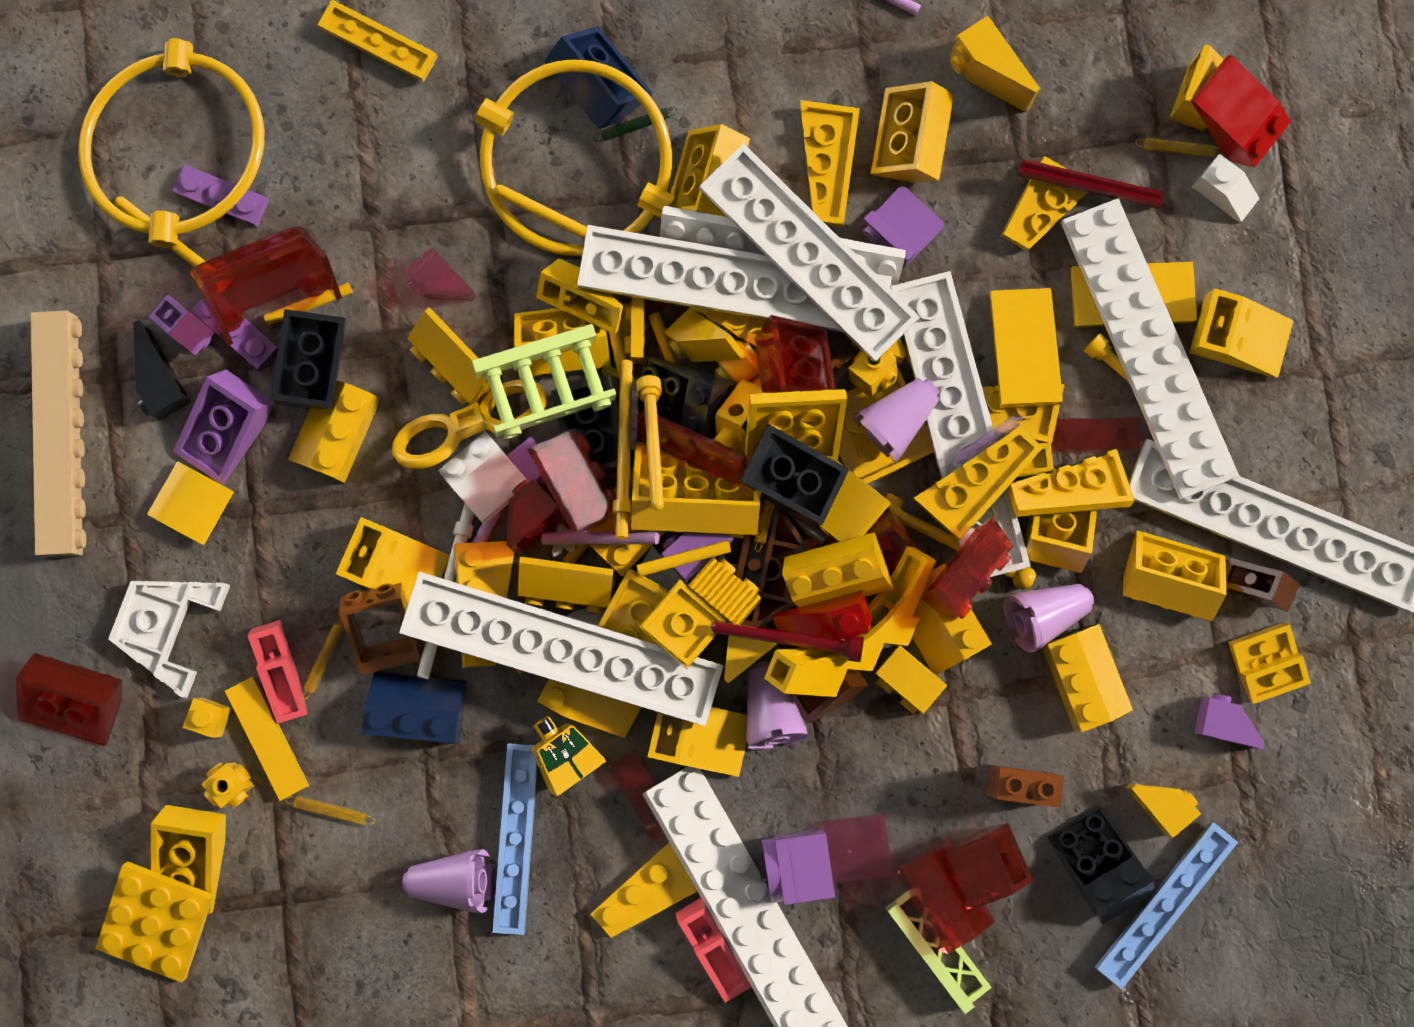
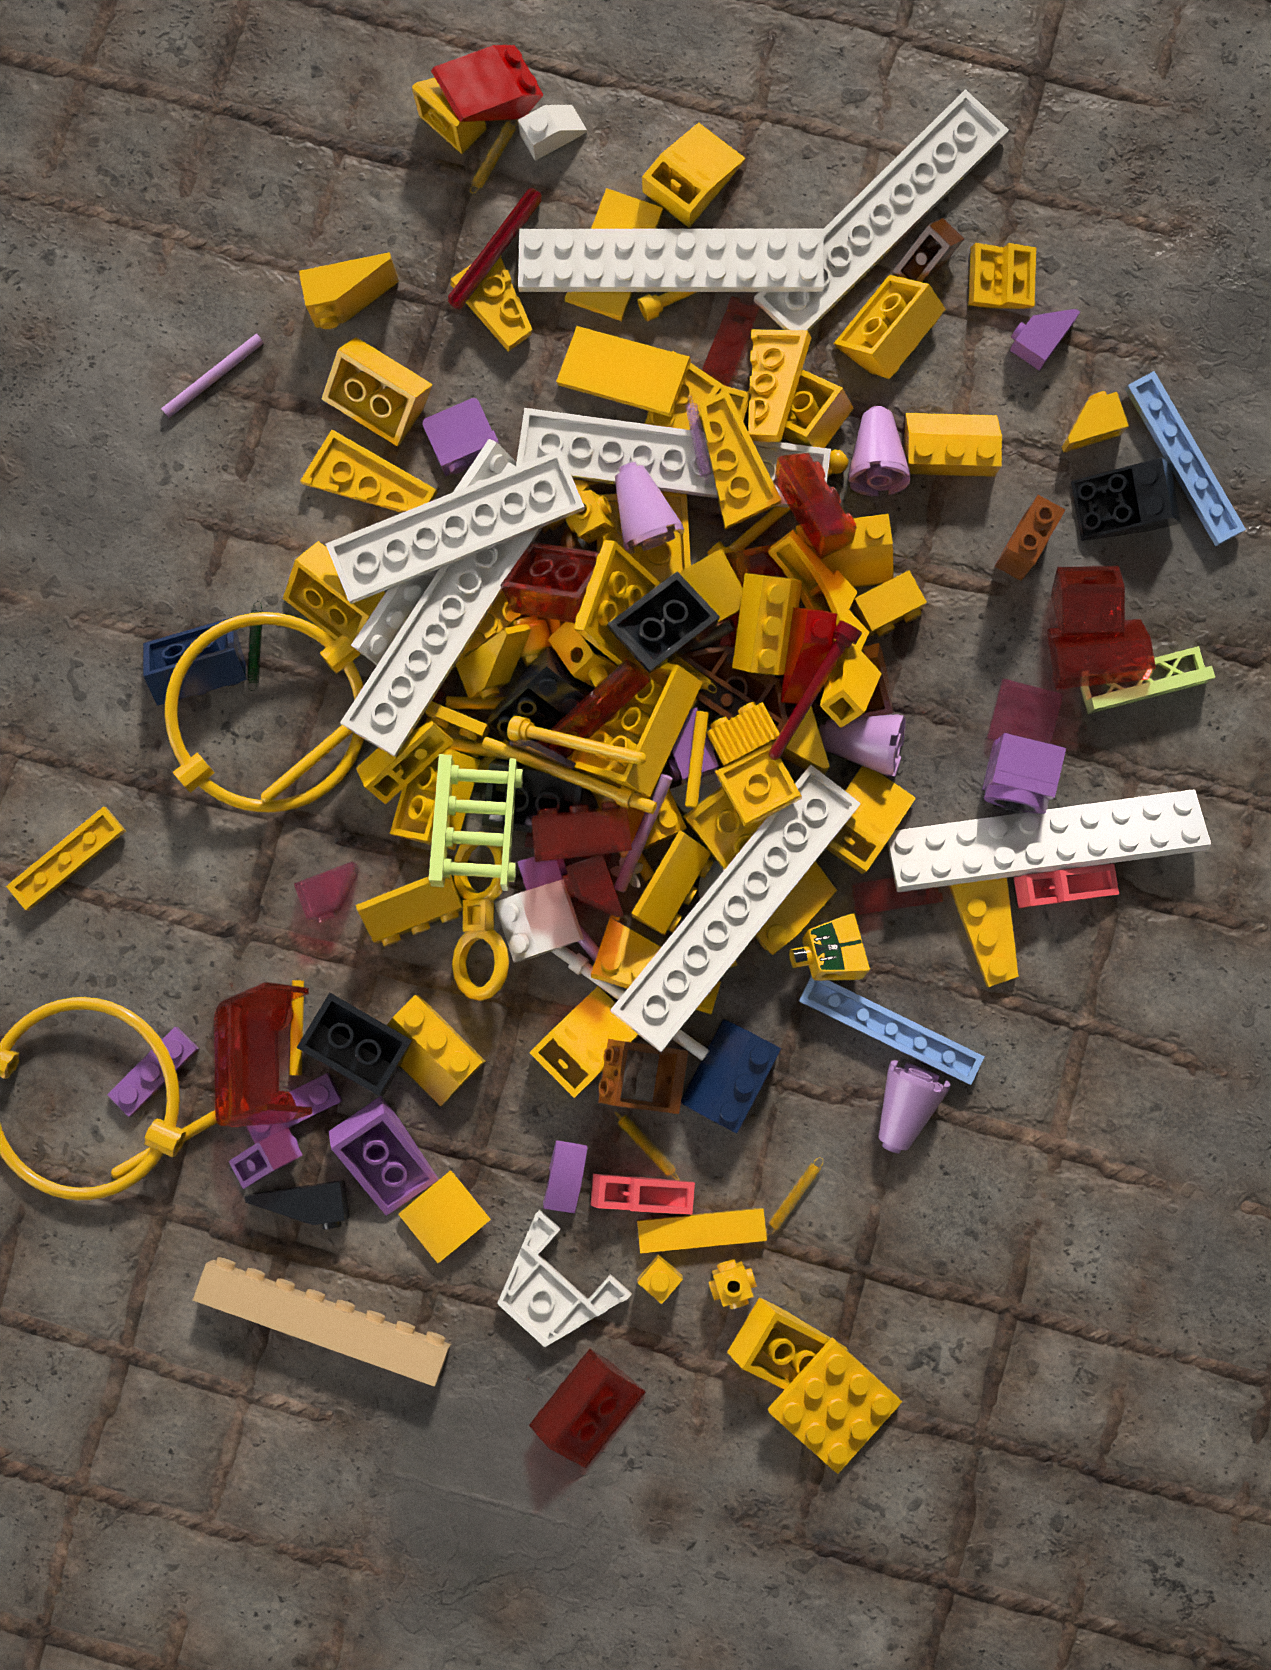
camera: 65 degrees left, 0 degrees up
(266, 595) = (565, 1176): none -> medium lavender slope

